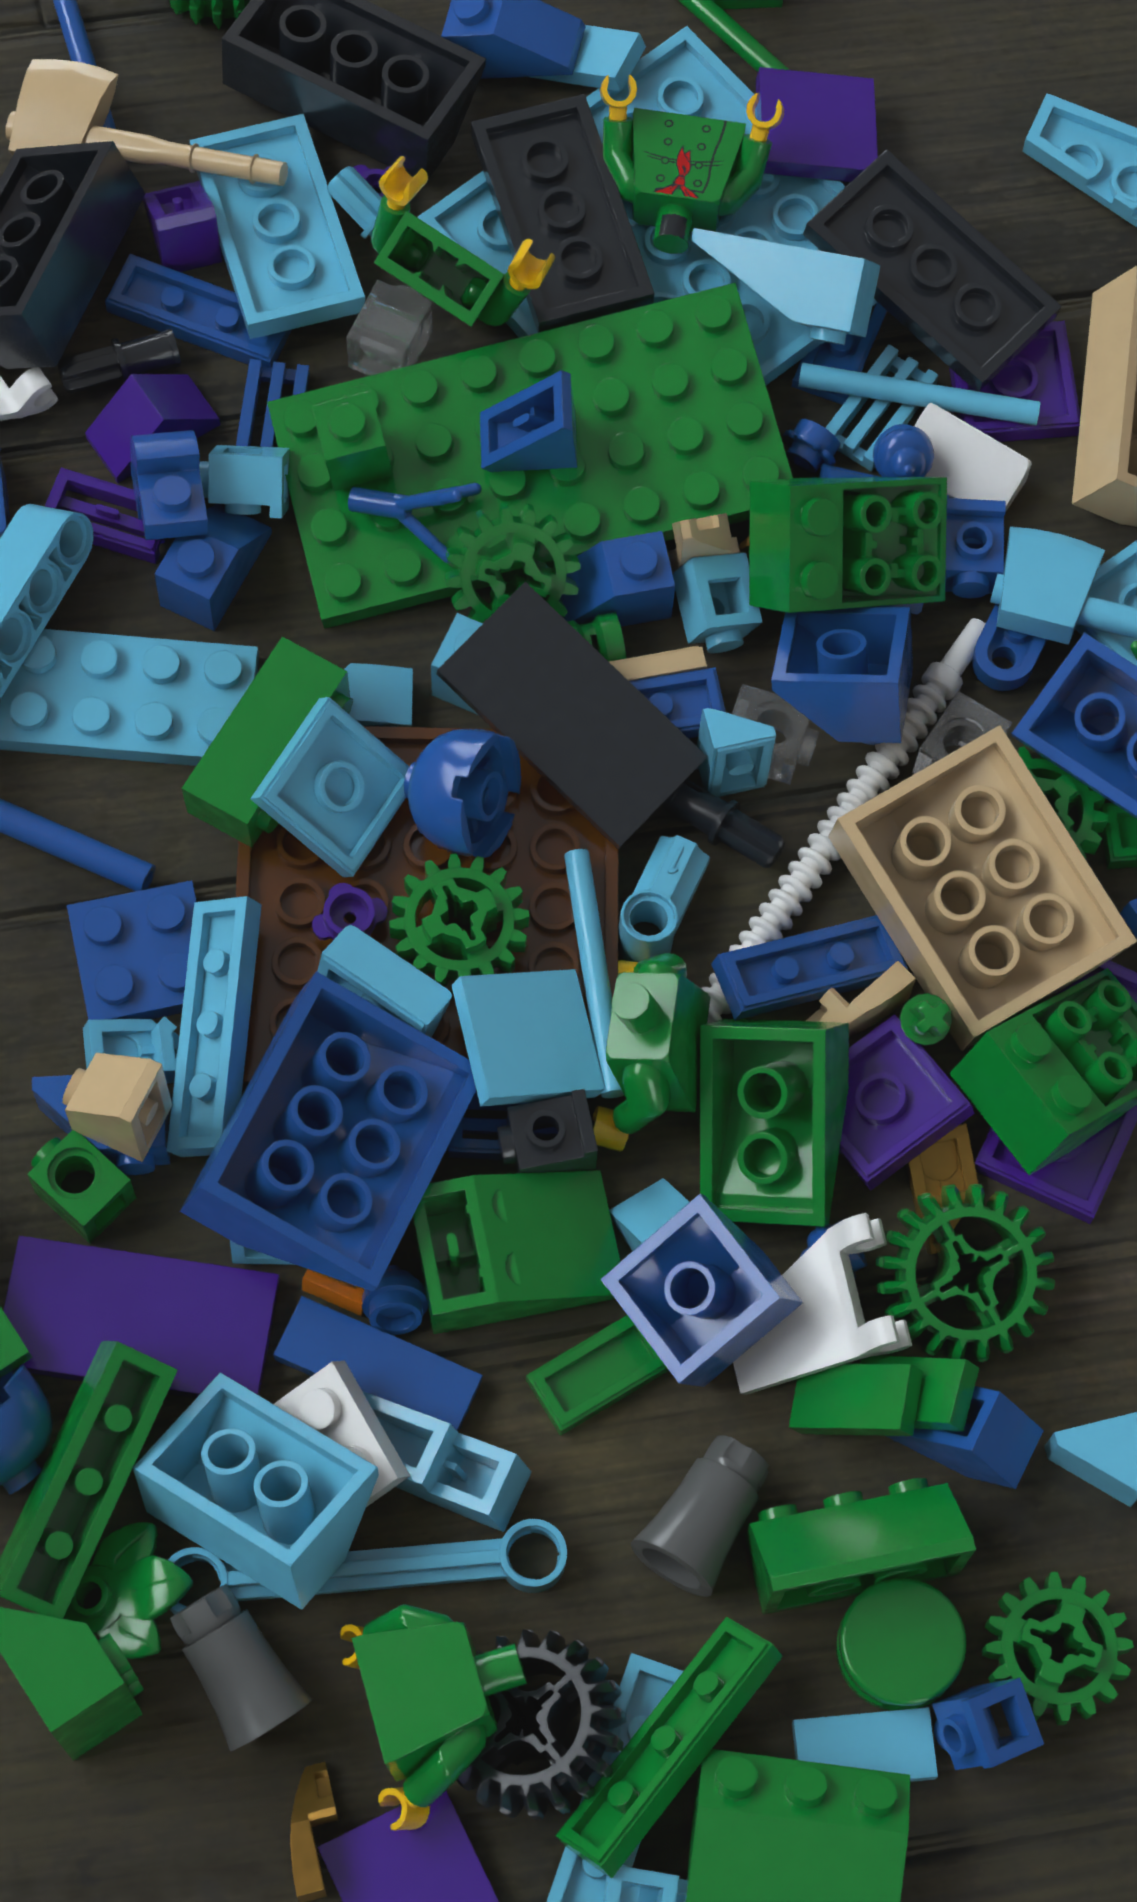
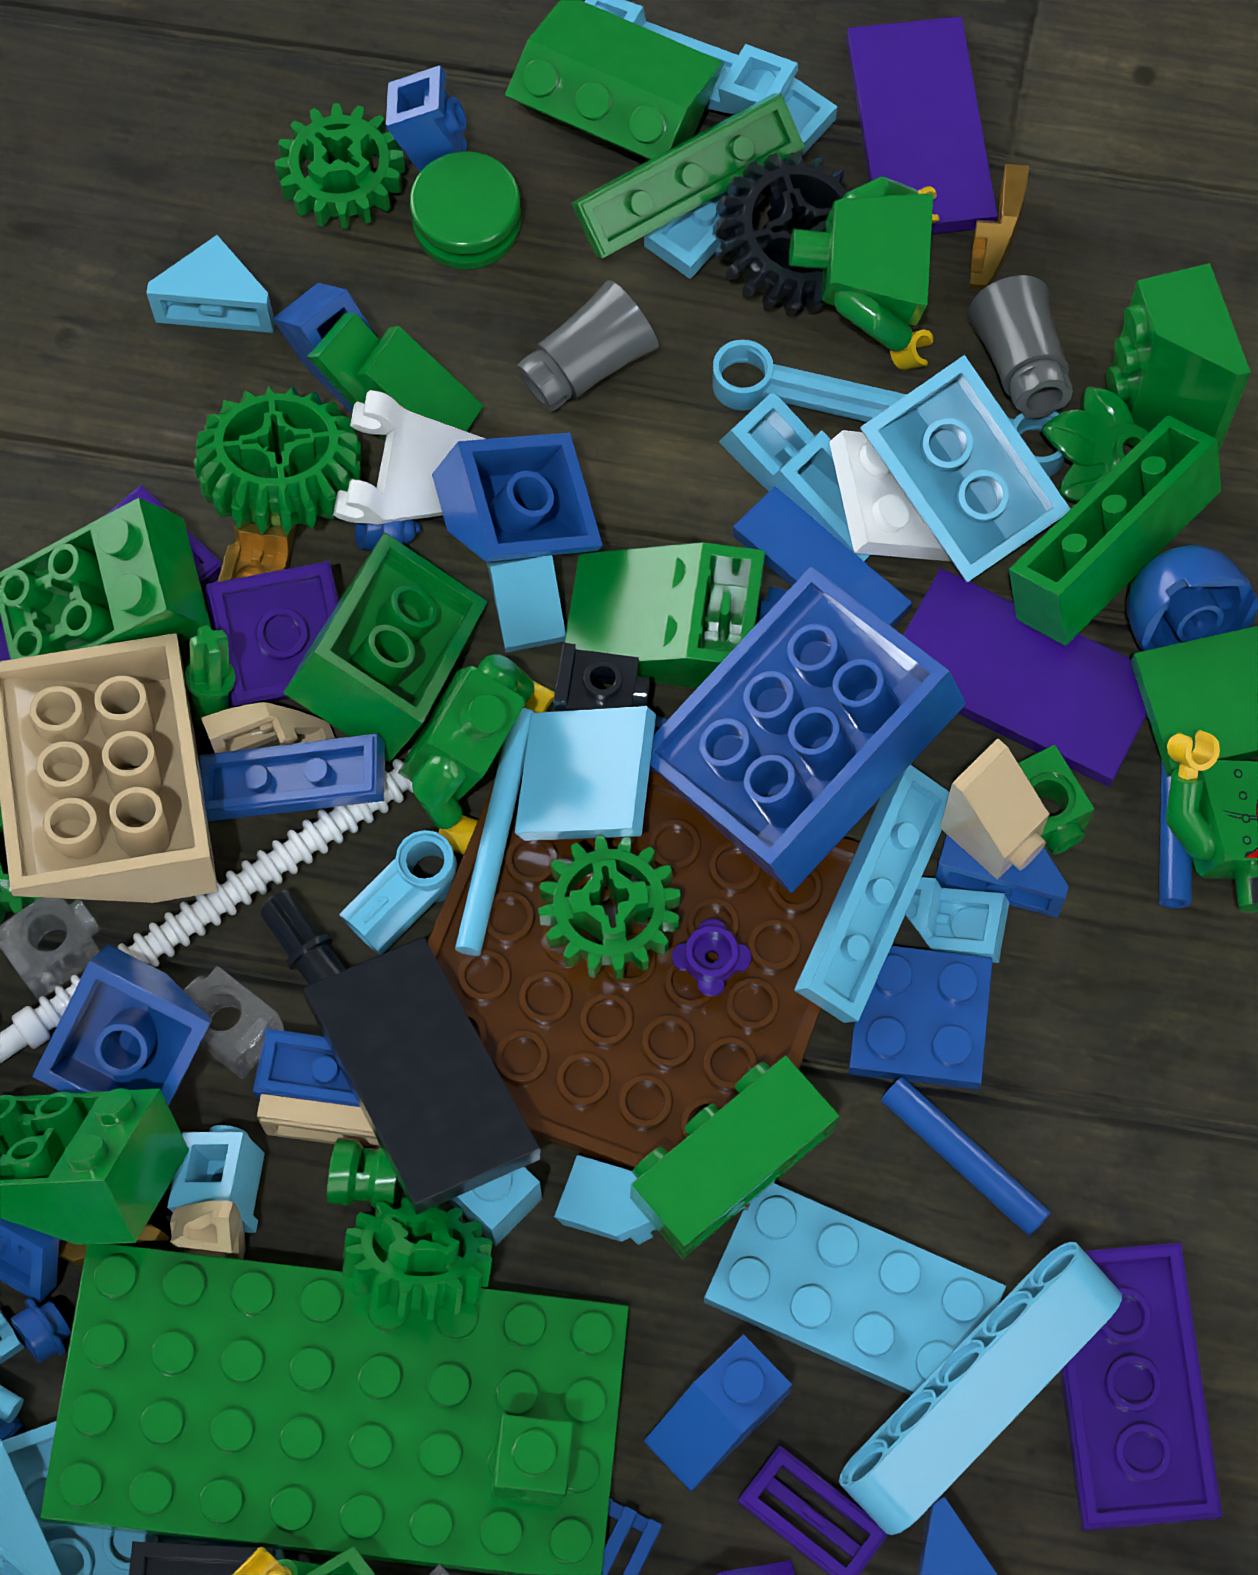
camera: 155 degrees left, 0 degrees up
(168, 484) = (744, 1483): blue brick -> none
(247, 479) = (654, 1489): medium azure brick -> none
(334, 787) = (683, 1077): medium azure tile -> none
(384, 979) = (704, 866): medium azure slope -> none
(401, 506) = (492, 1353): blue plant -> none
(462, 790) = (561, 1031): blue cylinder -> none
(531, 428) = (337, 1402): blue slope -> none
(595, 1374) = (640, 502): green tile -> none
(625, 578) = (300, 1227): blue slope -> none
(736, 752) = (278, 984): medium azure slope -> none
(856, 1543) = (469, 272): green slope -> none
(874, 1741) = (533, 152): medium azure tile -> none

